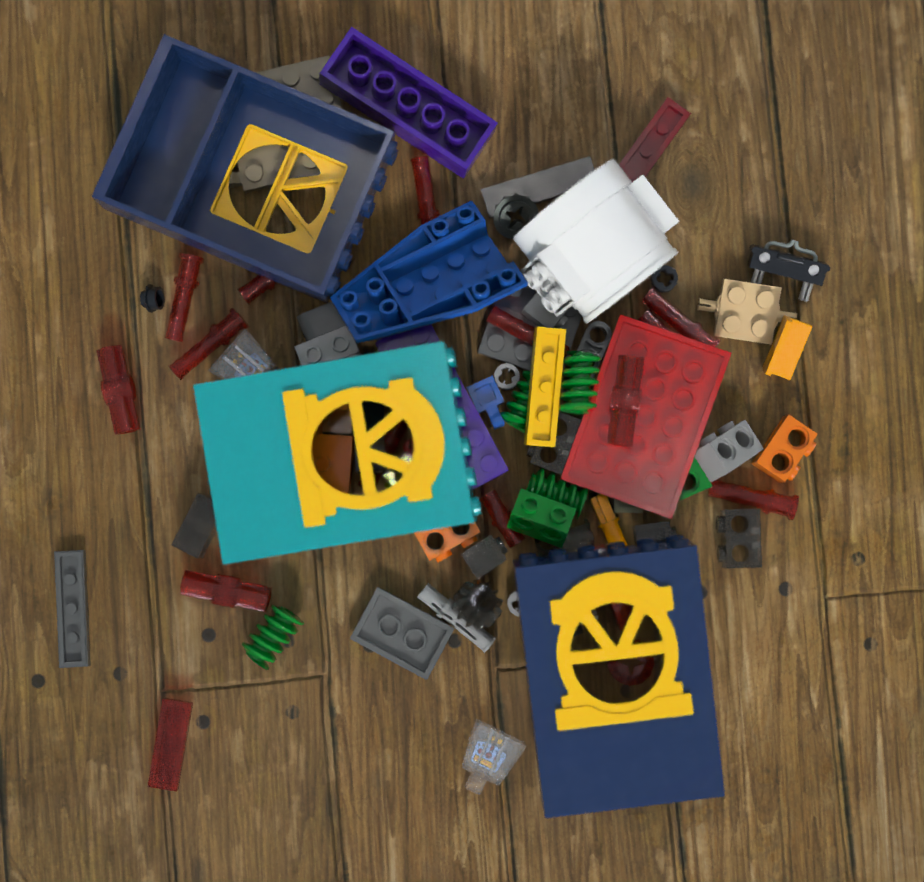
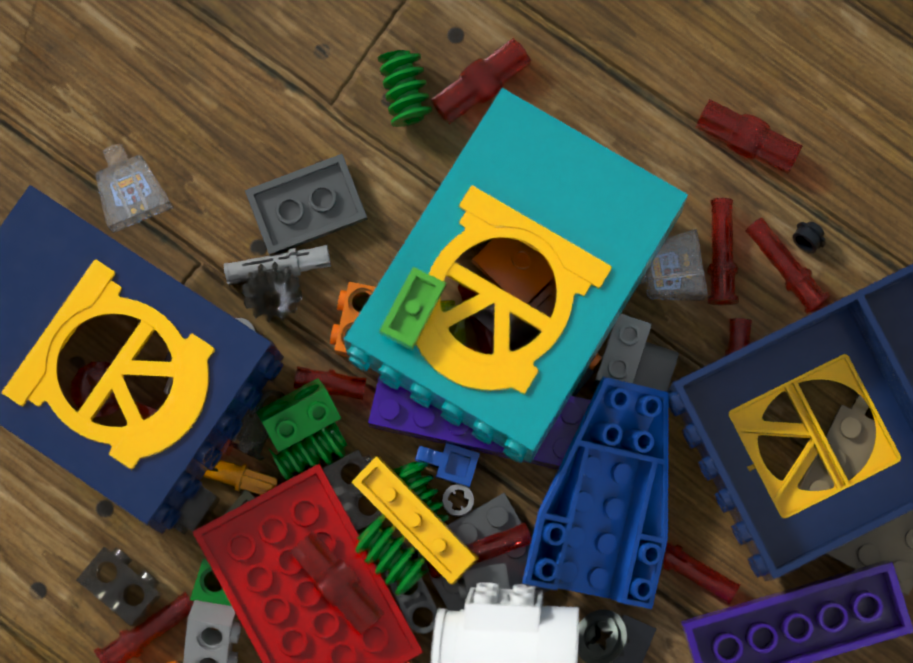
camera: 130 degrees right, 5 degrees down
(197, 528) = (558, 98): clear smoke brick -> none
(418, 493) = (412, 308): none -> bright green plate
(485, 555) = (309, 334): clear smoke brick -> none

